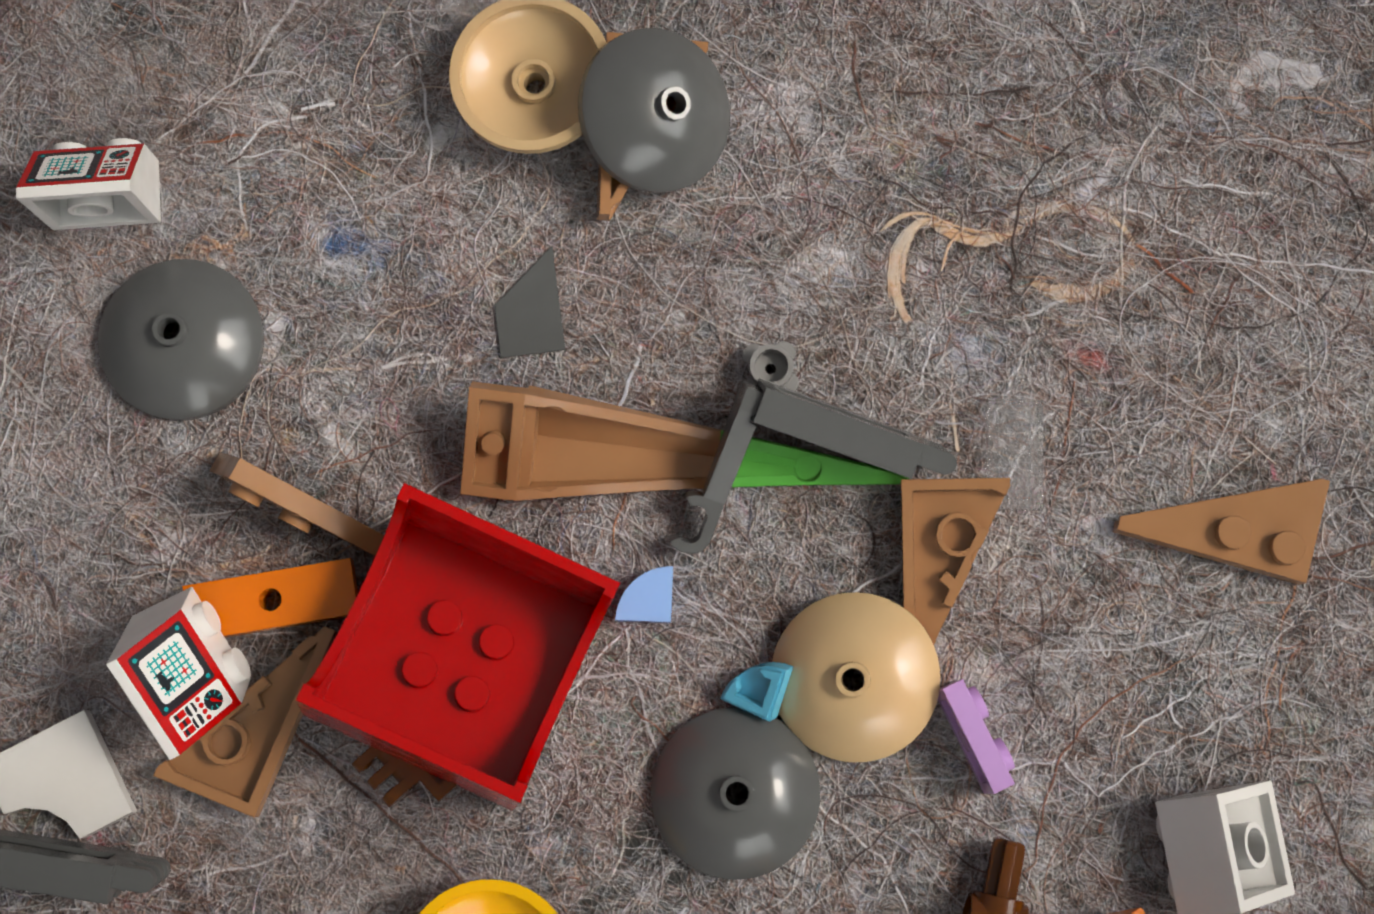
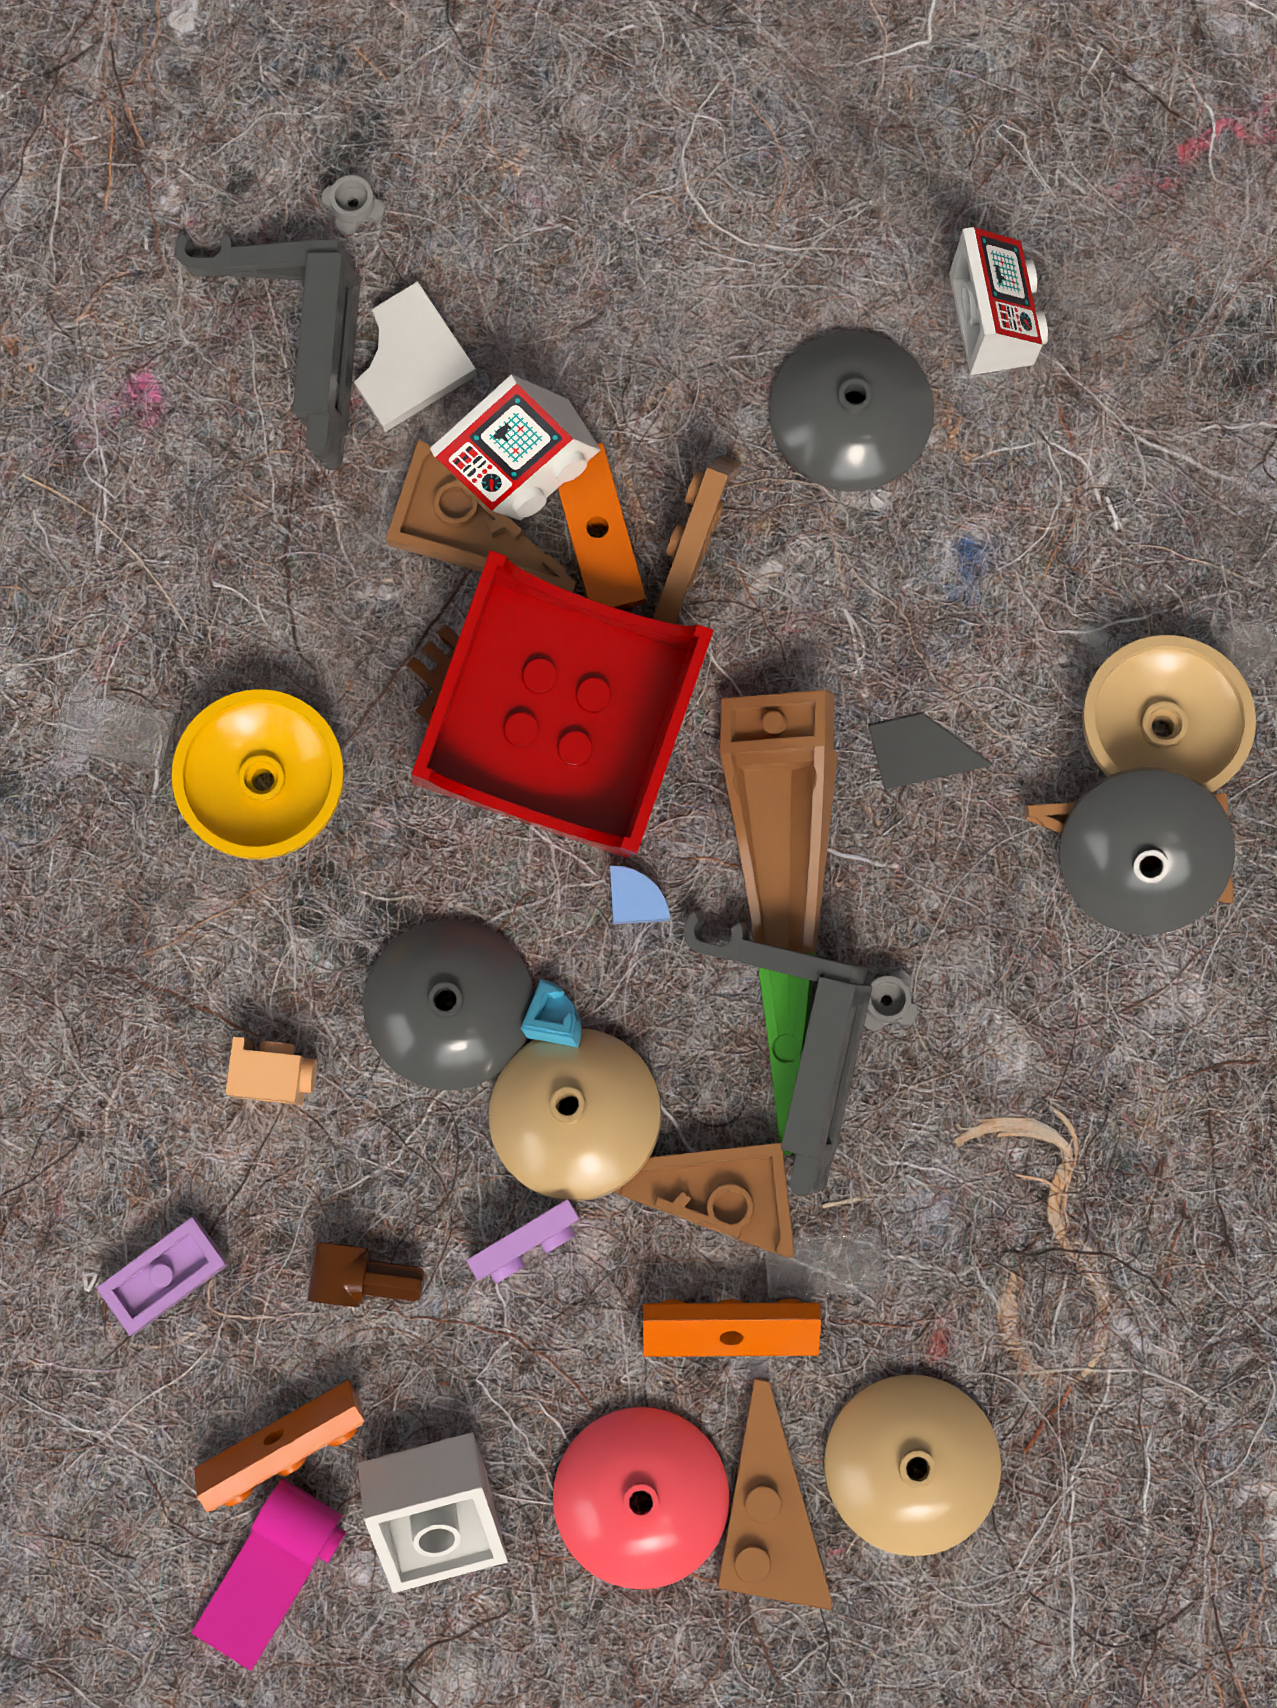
camera: 90 degrees right, 0 degrees up
(1069, 546) = (731, 1328): none -> orange tile
(1173, 414) = (869, 1458): none -> tan dish
(1182, 654) = (648, 1453): none -> coral dish

